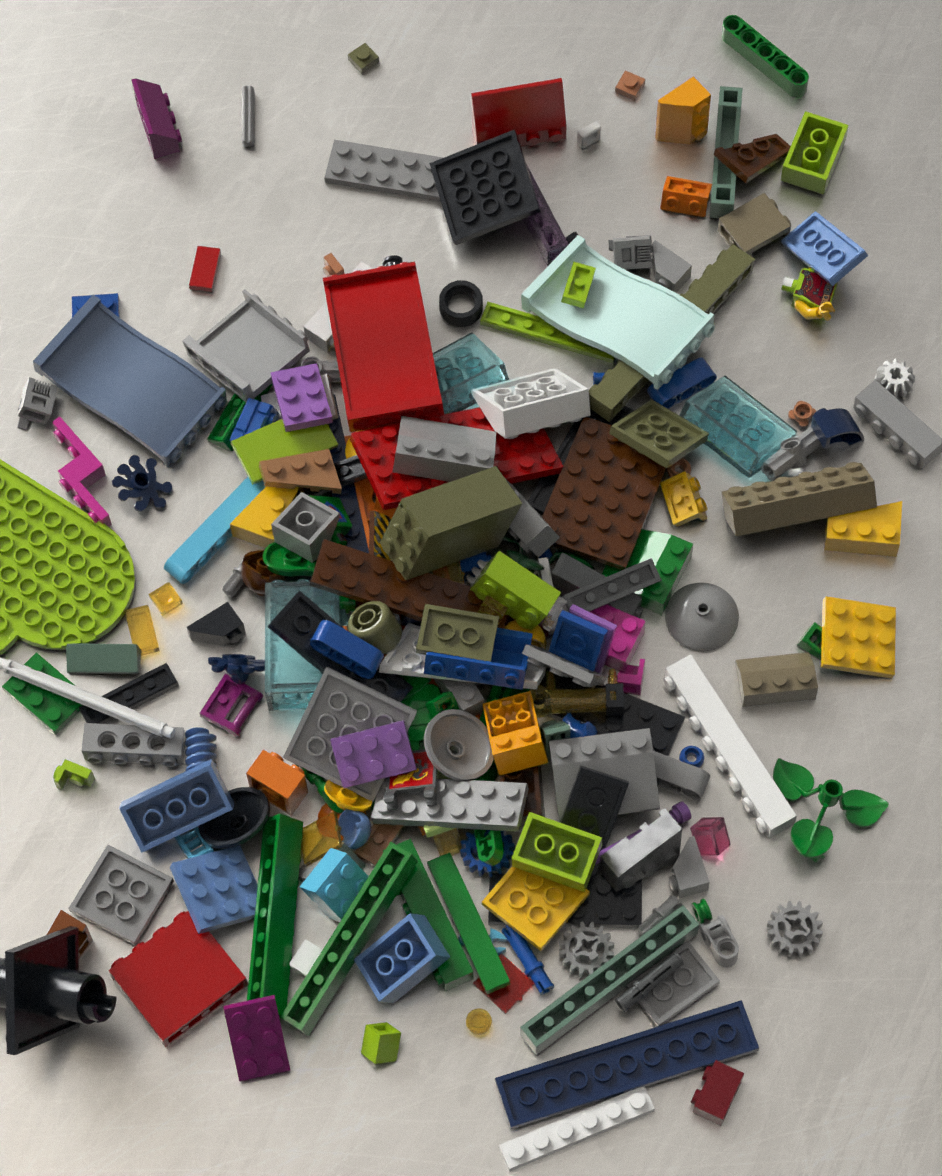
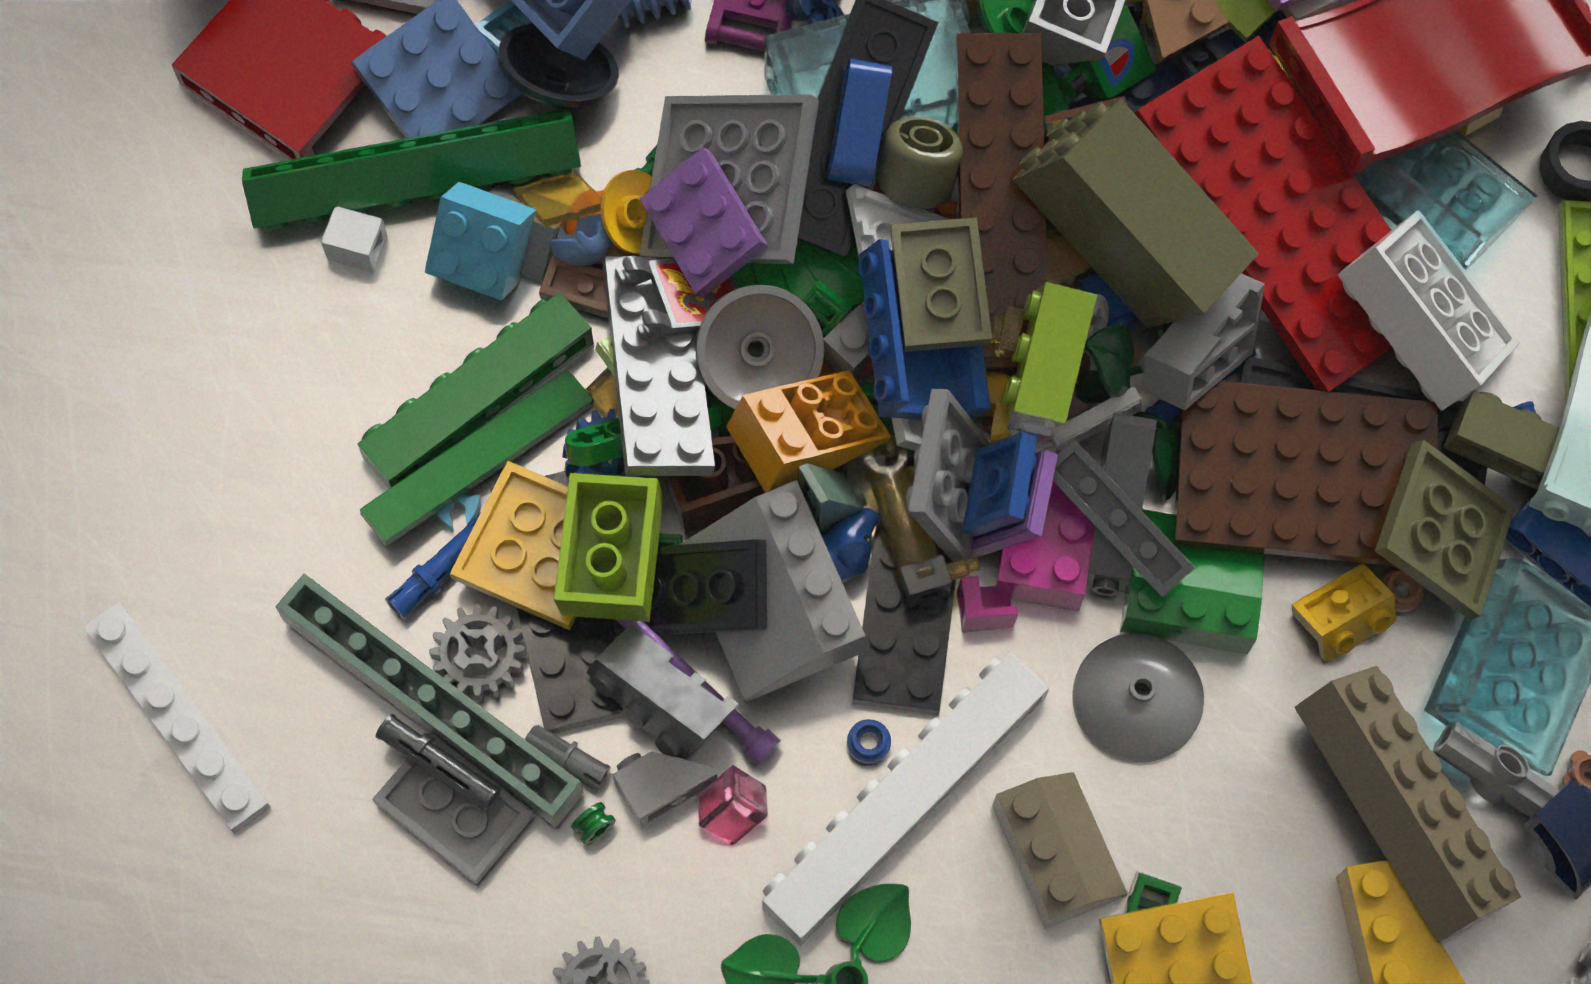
camera: 70 degrees right, 5 degrees up
(256, 1038) = (203, 192): magenta plate -> none
(281, 783) = (631, 107): orange brick -> none
(349, 939) = (394, 278): green brick -> none
(381, 1043) = (247, 380): lime panel -> none
(401, 958) = (380, 364): medium blue brick -> none
(442, 449) = (1277, 178): light grey slope -> none
(478, 1021) = (318, 517): clear yellow plate -> none
(508, 996) = (399, 557): clear red piece -> none
(626, 1064) = (299, 771): dark blue plate -> none
(680, 776) = (826, 721): light grey beam -> none
(717, 1093) = (278, 924): dark red brick -> none
(718, 936) = (550, 864): light grey piece -> none

